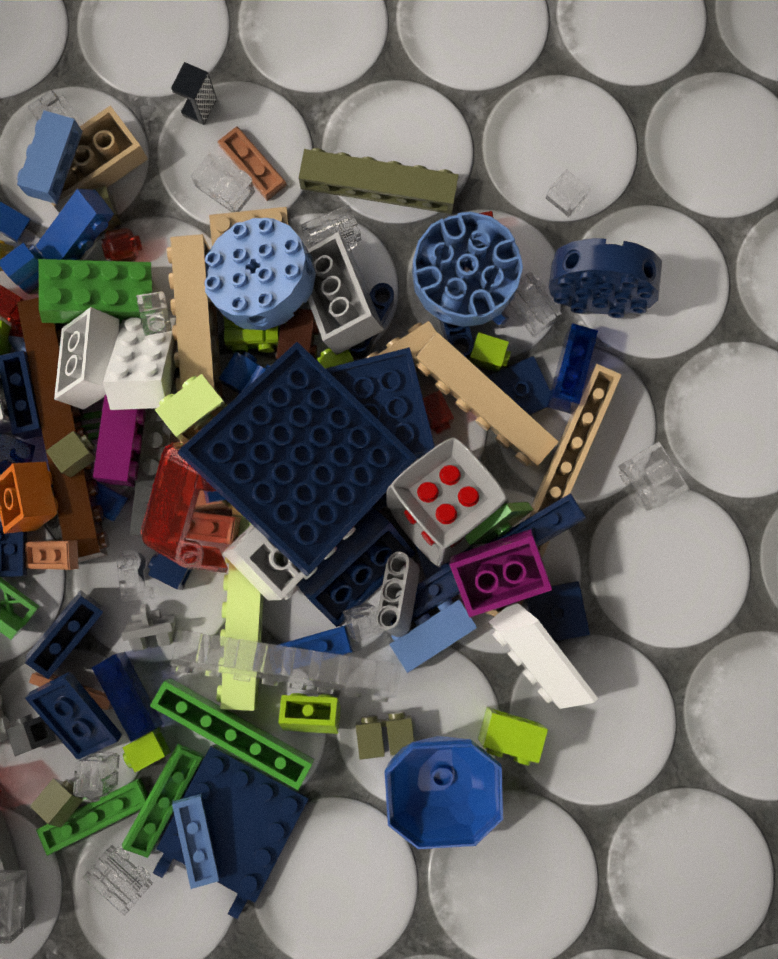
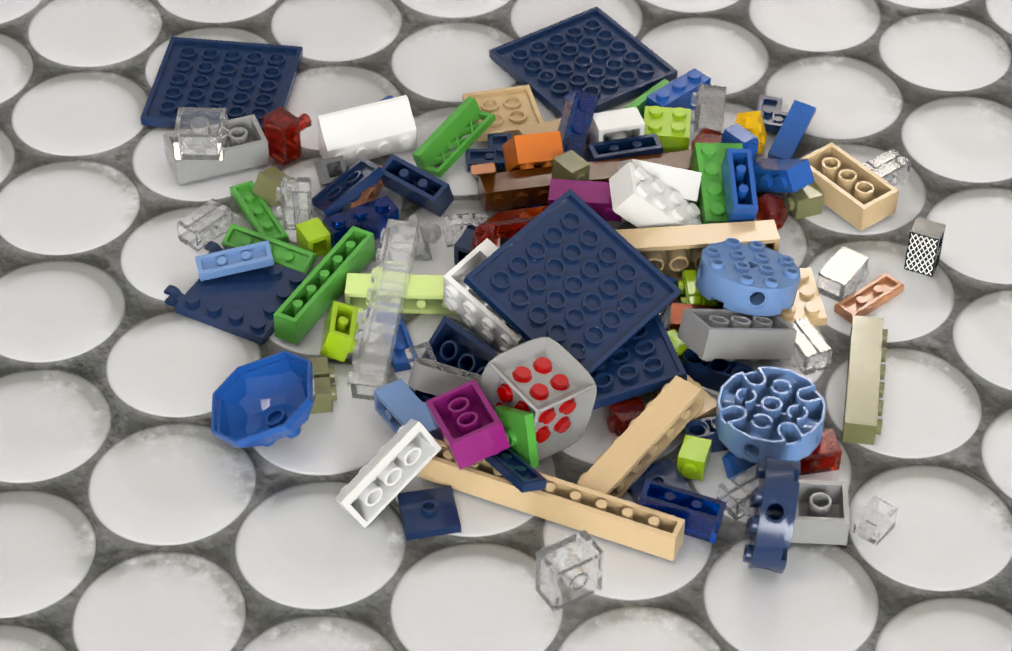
camera: 90 degrees right, 40 degrees down
(49, 157) = (838, 150): medium blue brick -> none
(123, 266) = (739, 185): none -> blue brick
(154, 313) = (701, 210): clear brick -> none
(190, 408) = (615, 211): yellowish green brick -> none
(513, 736) = (311, 461): lime brick -> none
(561, 228) = (822, 513): none -> light grey brick

